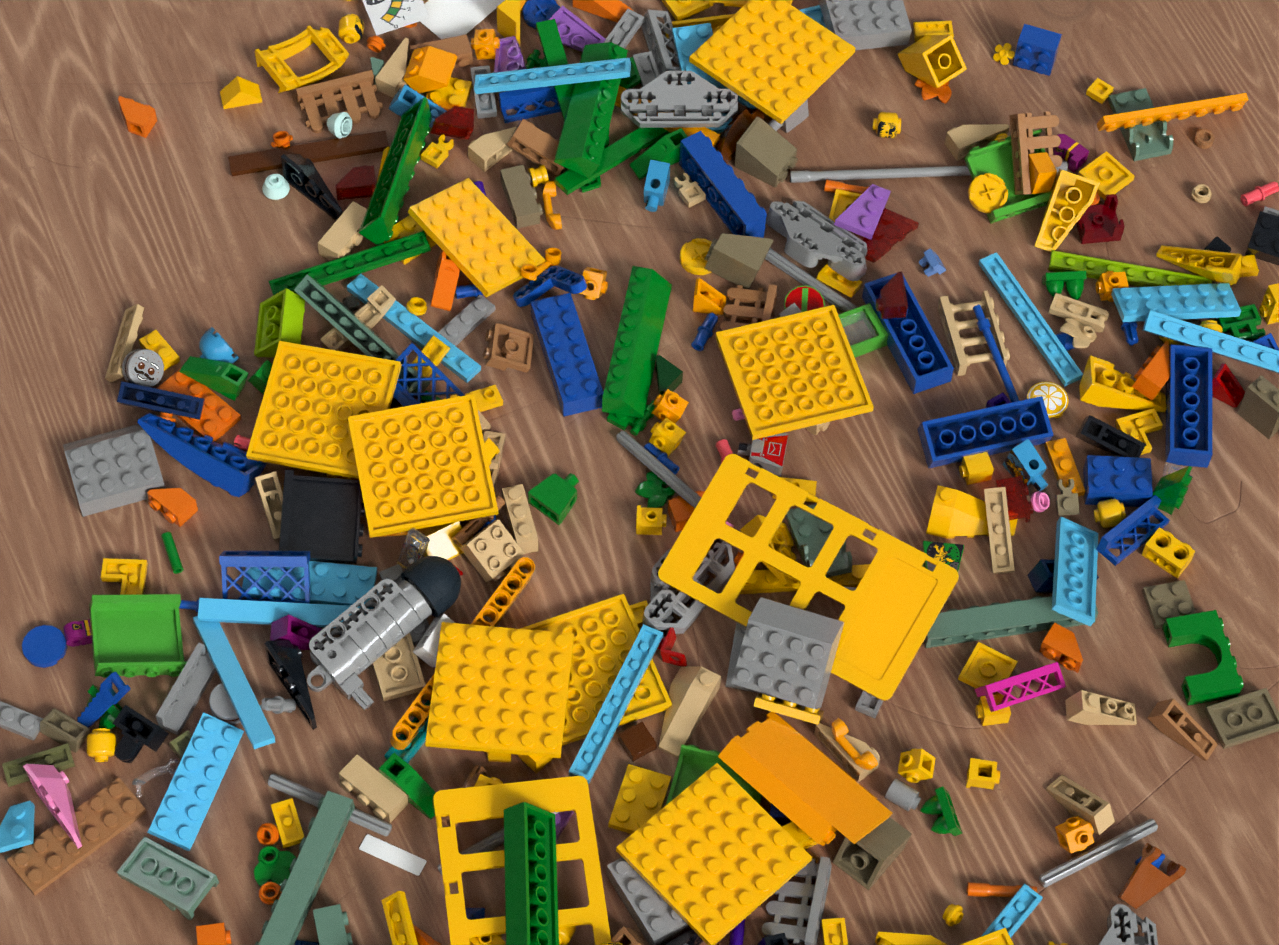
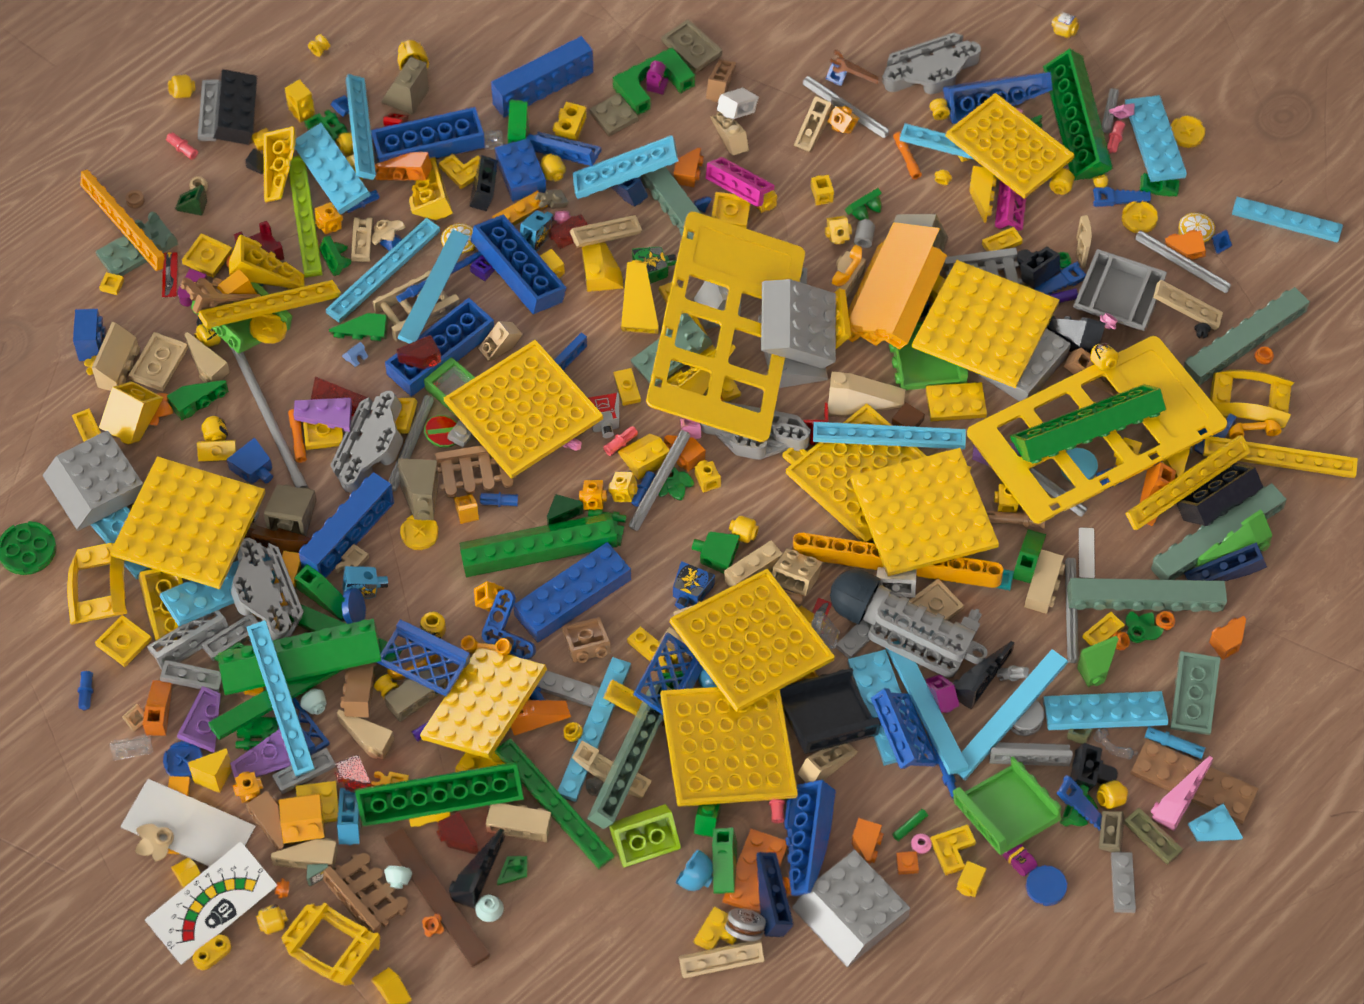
camera: 110 degrees left, 0 degrees up
(85, 578) = (971, 879): none -> yellow brick
(126, 834) = (1174, 742): none -> dark azure pin
(135, 535) = (907, 863): none -> orange plate
(151, 557) = (921, 849): none -> bright pink plate
(249, 793) = (1096, 661): none -> bright green slope
(303, 217) = (513, 869): none -> green piece
(493, 893) = (1085, 461): none -> medium azure tile
(527, 458) = (691, 585): none -> torso
(548, 117) = (314, 701): none -> light aqua cone
(559, 212) = (434, 646): none -> blue fence
(568, 527) = (745, 528): none -> yellow head
(583, 228) = (434, 624): none -> yellow head
(630, 169) = (354, 606): none -> blue tile
(698, 467) = (644, 455): none -> yellow slope
(835, 143) = (251, 463): none -> blue torso
(843, 430) = (567, 356): none -> blue piece
(862, 120) = (215, 450): none -> yellow plate
(897, 391) = (500, 340): none -> tan slope
(907, 526) = (638, 303): none -> yellow slope
(930, 113) = (194, 397): none -> green slope
(959, 280) = (368, 325): none -> green slope
(980, 342) = (433, 287): none -> medium azure tile
(987, 101) = (158, 361): none -> tan plate
(1001, 64) = (115, 357): none -> tan slope
(1010, 644) = (702, 203): none -> blue slope
(1011, 195) = (269, 304): none -> yellow plate
(1099, 144) = (169, 275): none -> red sticker
(1134, 725) = (737, 103): none -> white brick
(1179, 183) = (192, 201): none -> dark green slope
(1202, 658) = (655, 78): none -> magenta leg
(1239, 540) = (543, 75): none -> blue brick

